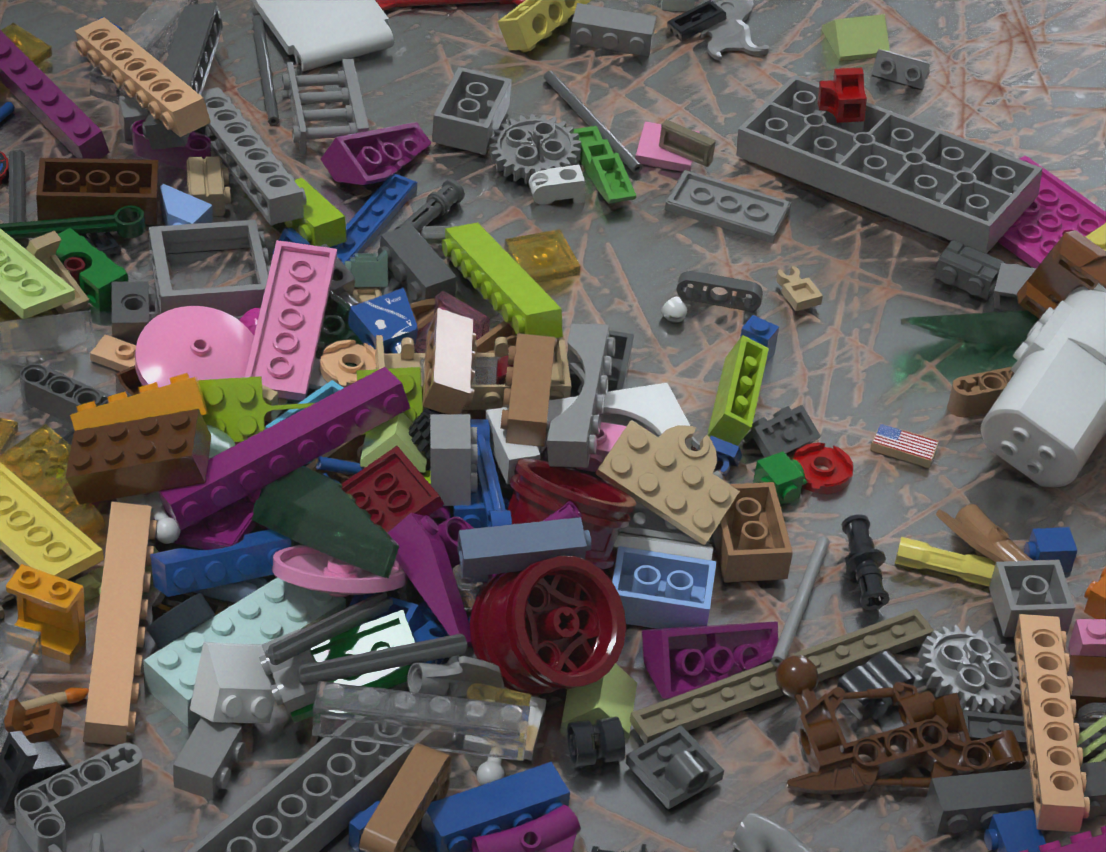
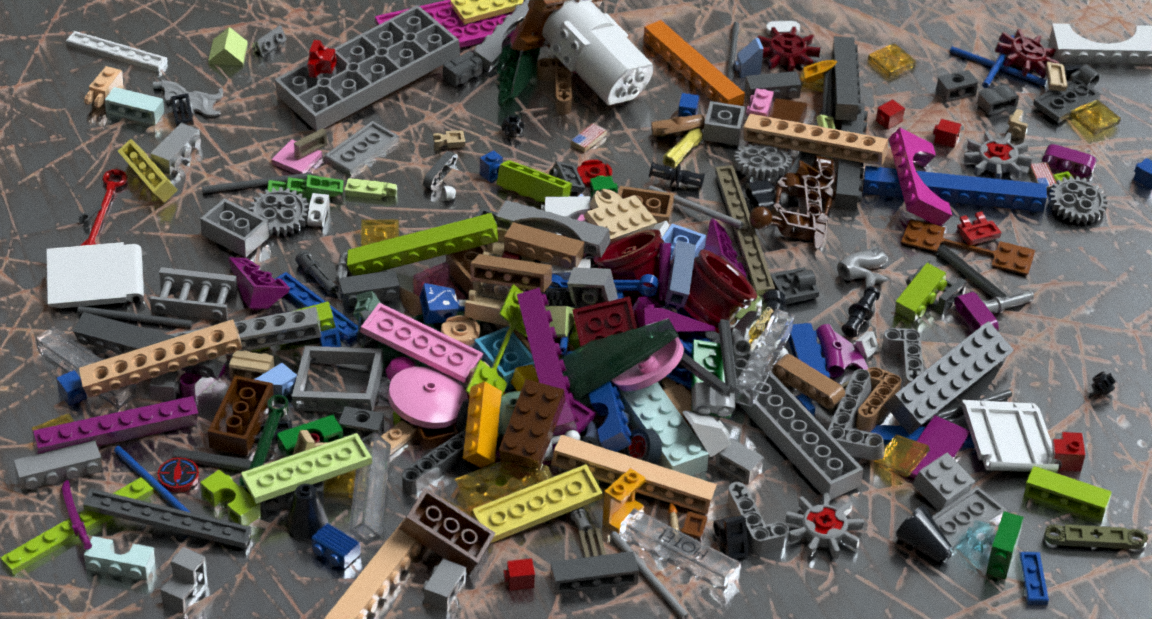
camera: 70 degrees left, 0 degrees up
(640, 229) = (370, 189): none -> yellowish green hinge
(869, 349) = (512, 126): none -> black gear

